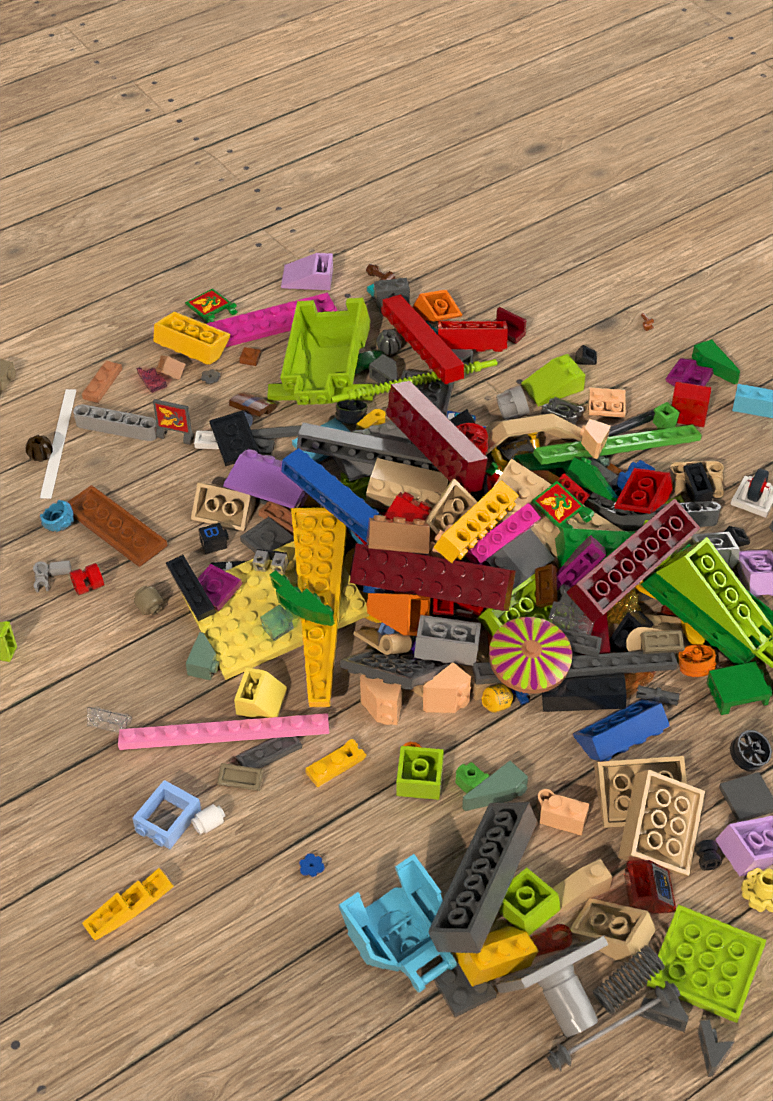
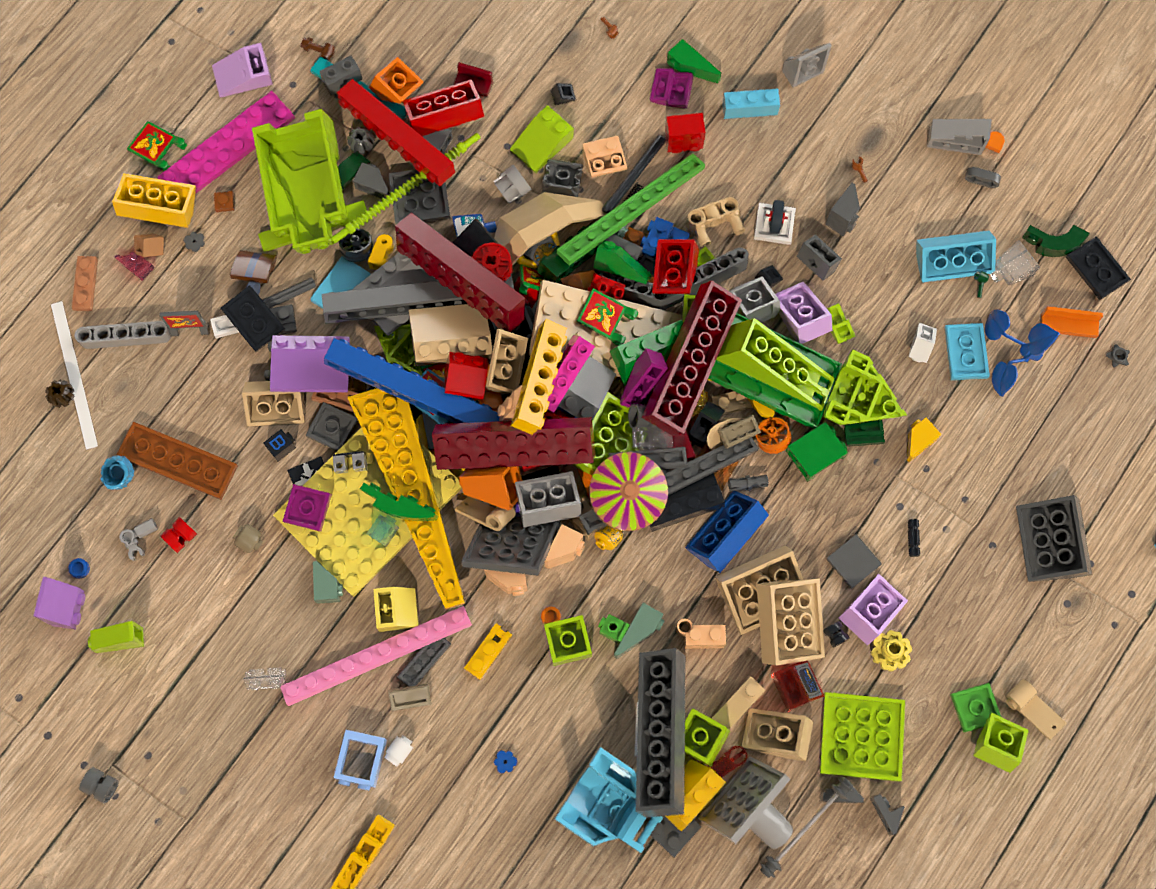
camera: 20 degrees left, 25 degrees up
(190, 588) = (286, 520): black plate -> none
(398, 534) = (469, 414): medium nougat slope -> none
(546, 585) = (619, 411): reddish brown plate -> none
(594, 437) = (610, 216): light nougat slope -> none
(652, 960) = (791, 803): dark grey piece -> none
(663, 420) = (663, 158): bright green brick -> none
(697, 483) = (719, 231): black slope -> none
(750, 750) = (845, 516): black wheel -> none

